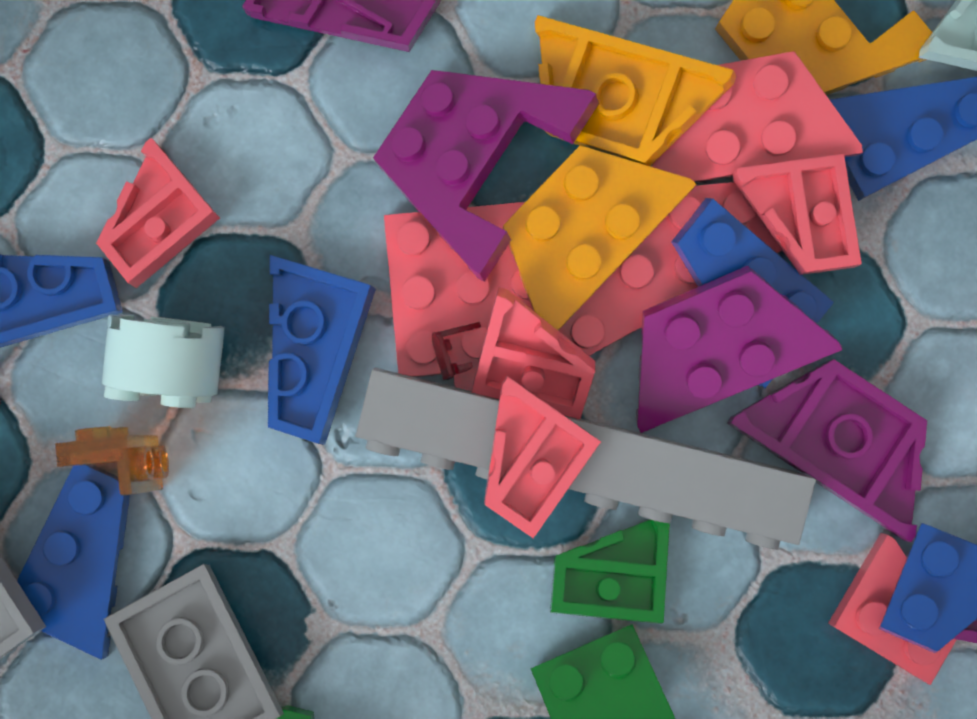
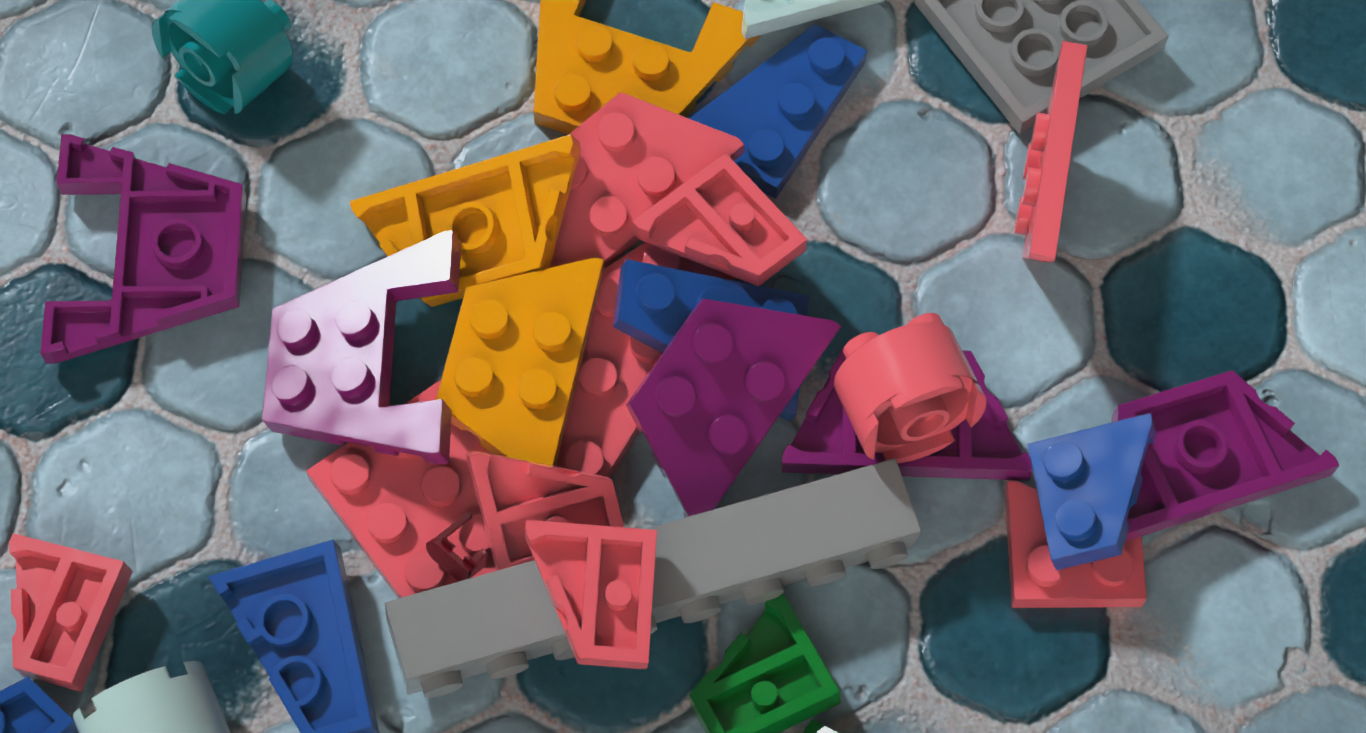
camera: 30 degrees left, 20 degrees down
(861, 437) = (908, 389): none -> coral brick

